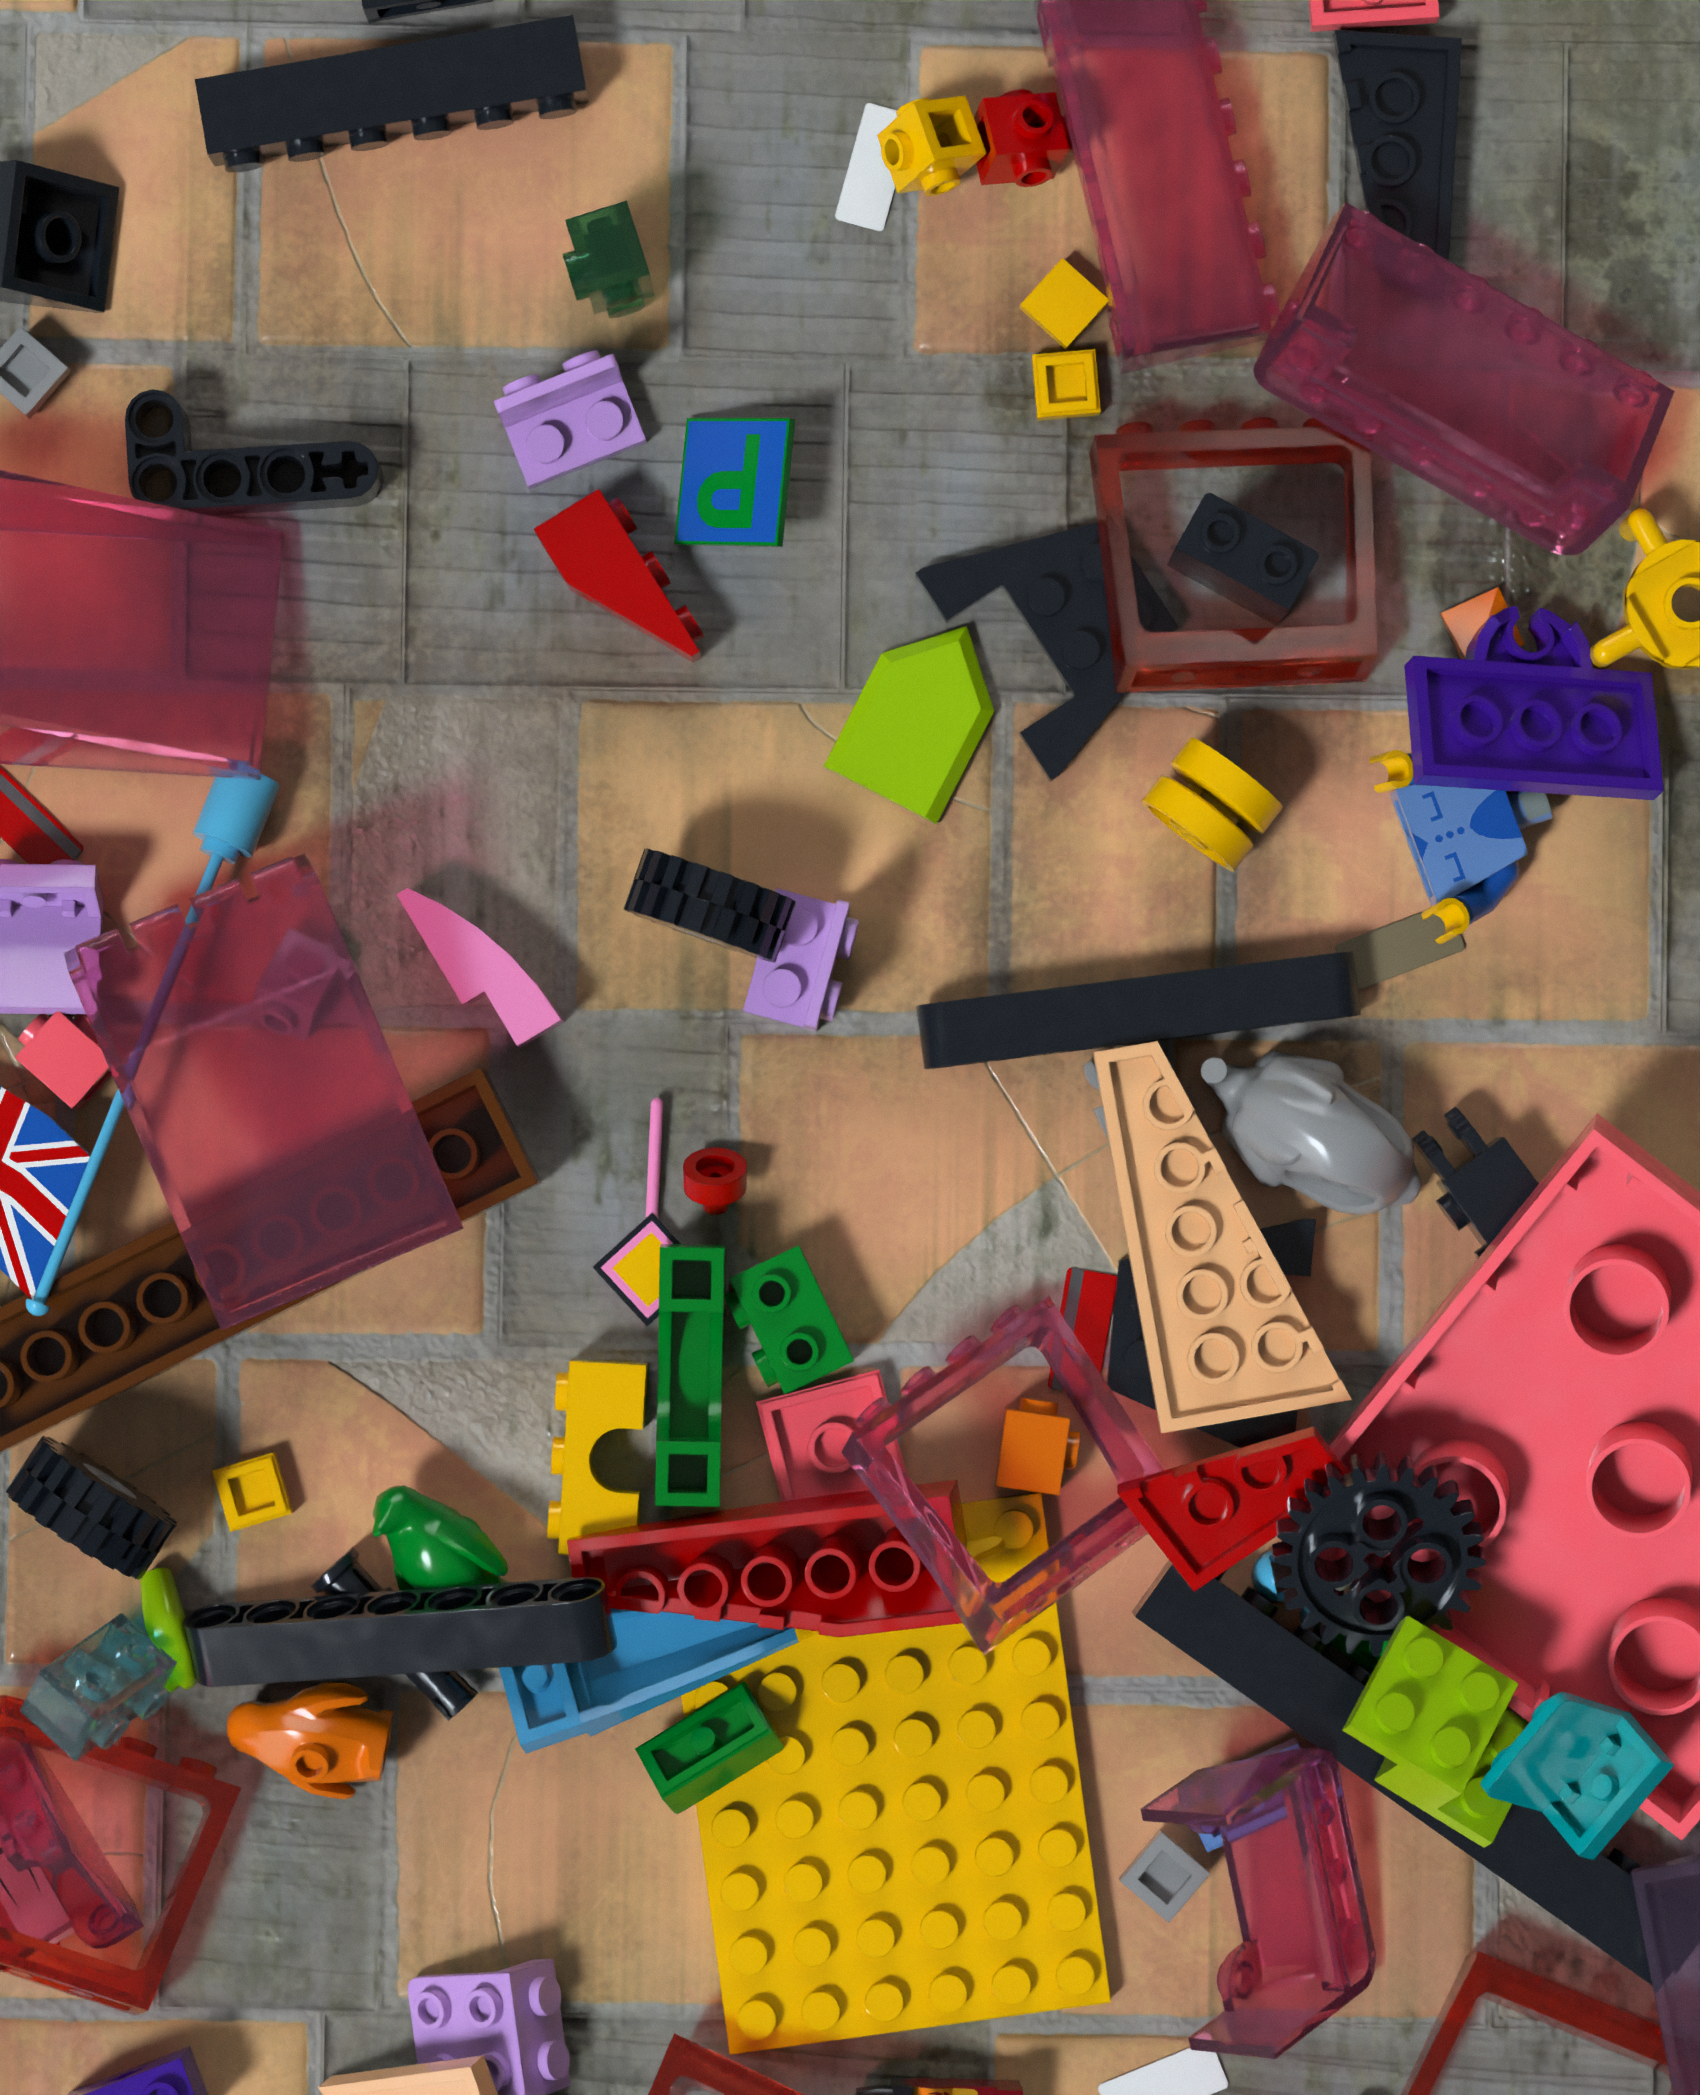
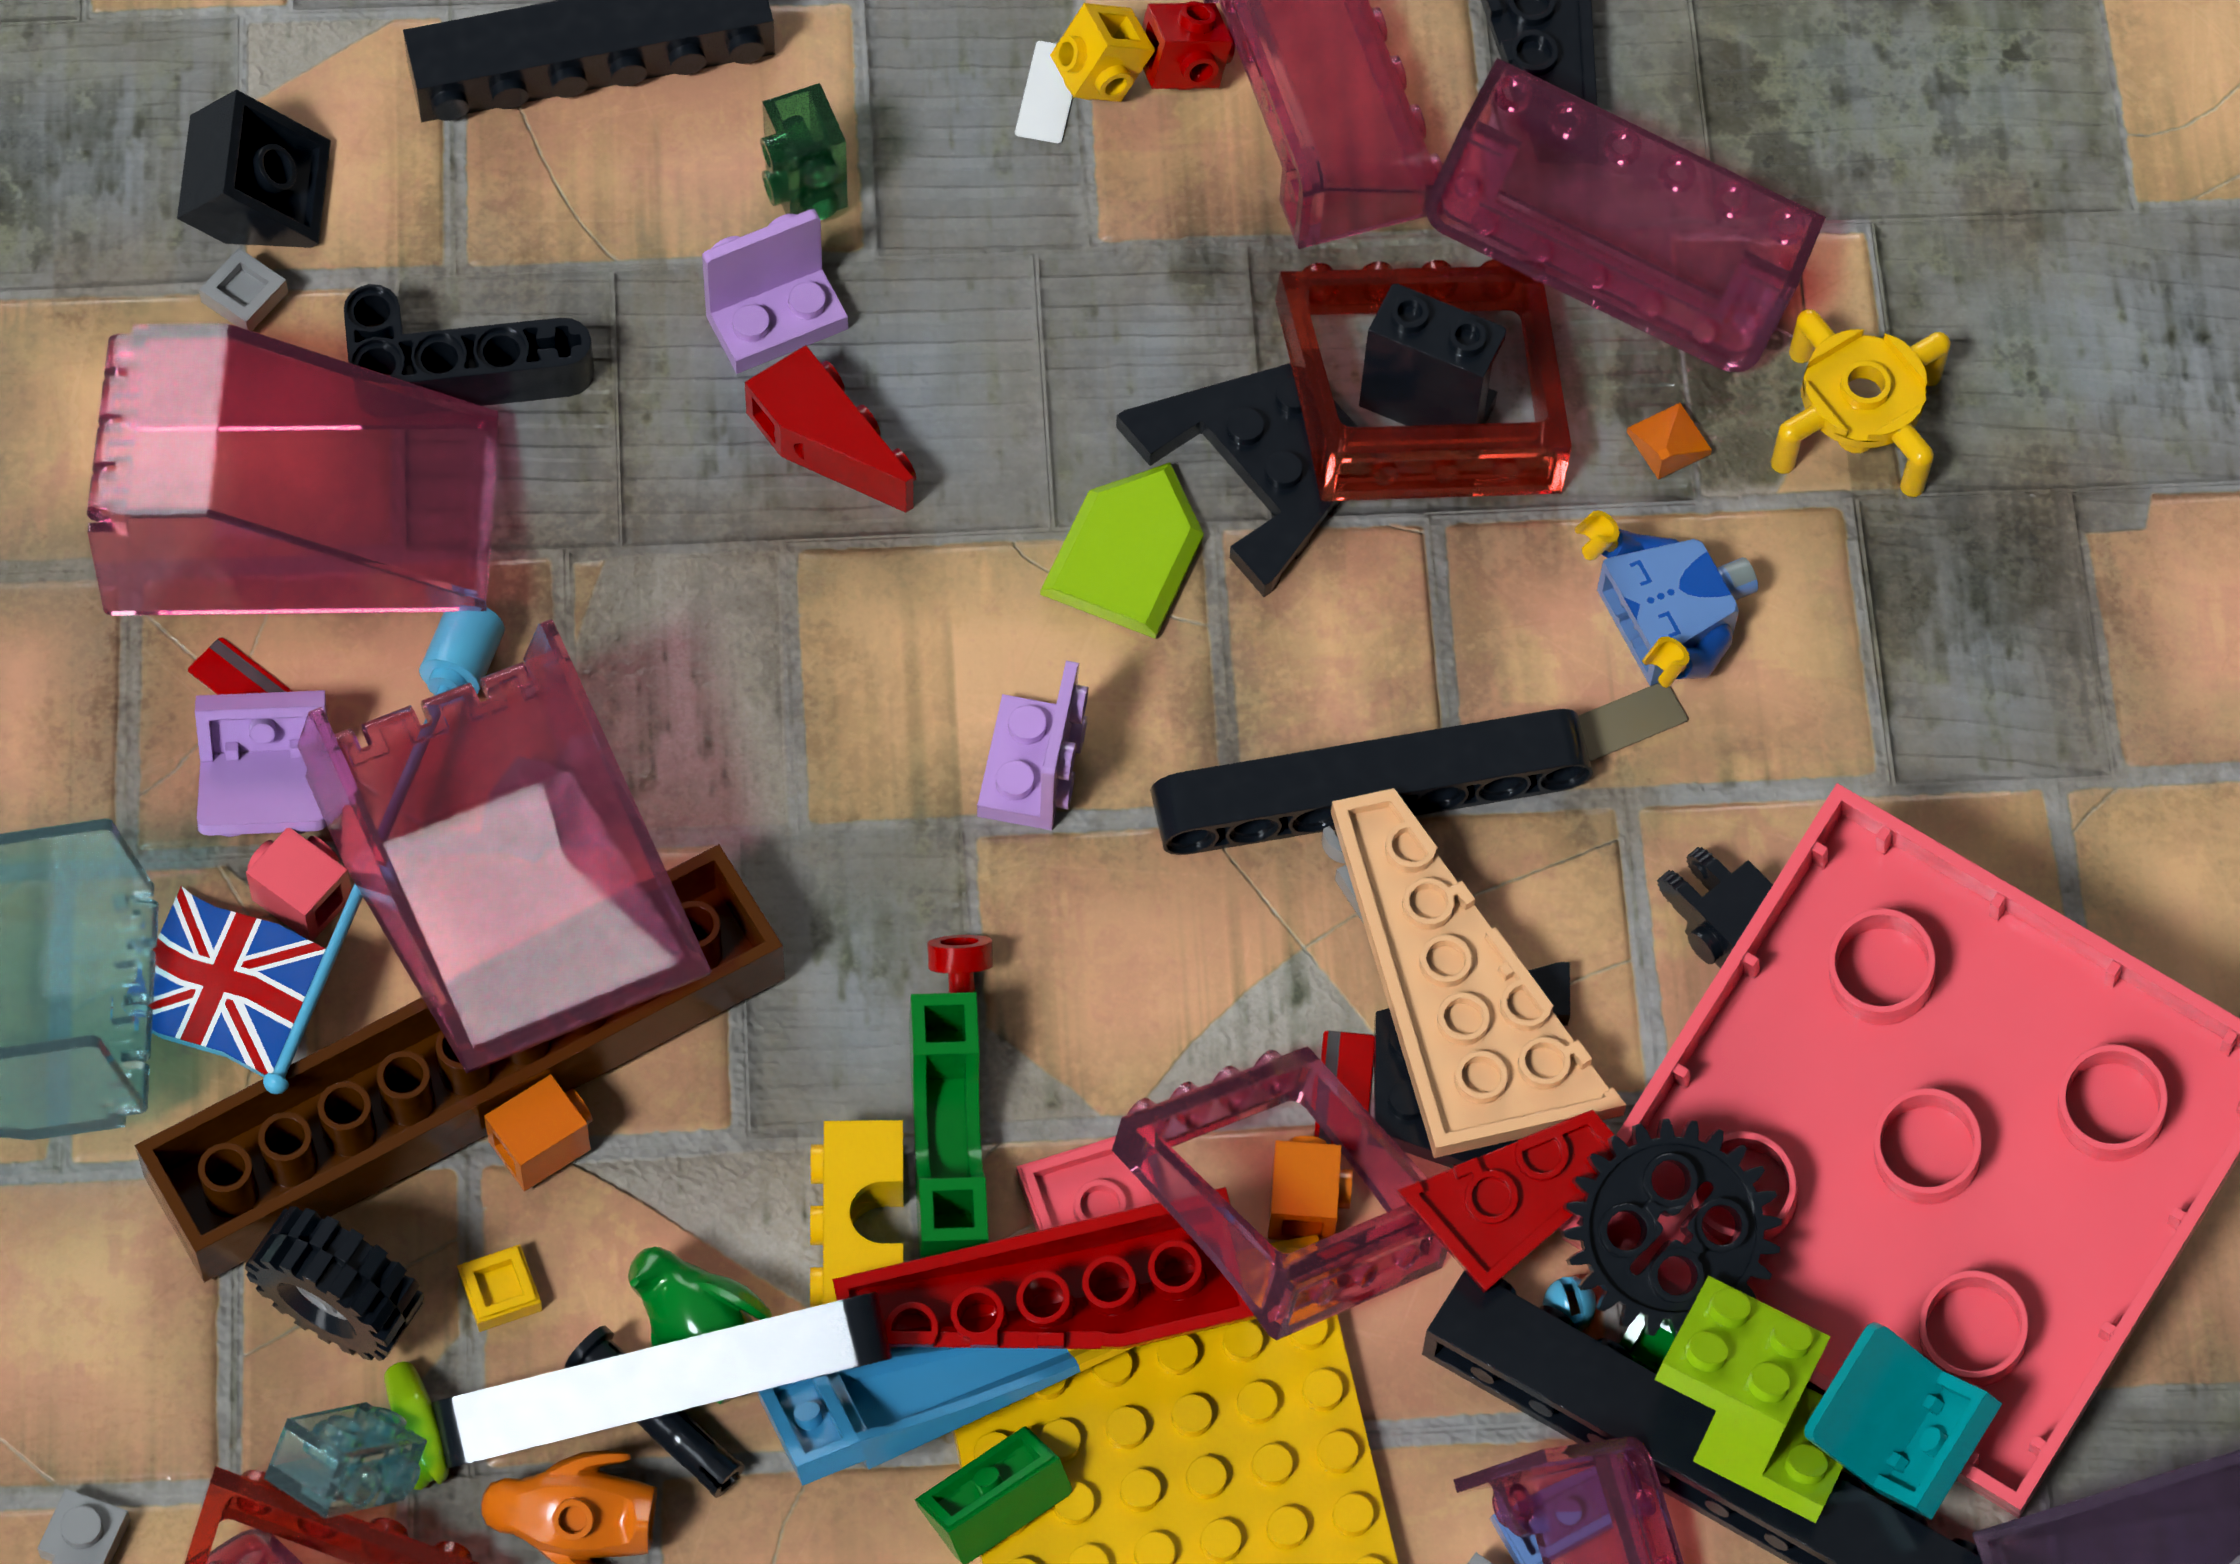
camera: 10 degrees left, 25 degrees down
(295, 1345) = (539, 1131): none -> orange brick
(482, 968) = (713, 778): bright pink slope -> none
(634, 1262) = (884, 1048): piece -> none
(709, 905) = (939, 690): black wheel -> none
(734, 482) = (936, 342): blue piece -> none
(789, 1320) = (1046, 1082): green brick -> none
(1064, 304) = (1238, 189): yellow tile -> none
(1066, 384) = (1246, 256): yellow tile -> none
(1212, 804) = (1425, 585): yellow wheel -> none
(1314, 1133) = (1559, 878): light grey piece -> none
(1533, 716) = (1728, 491): dark purple plate -> none

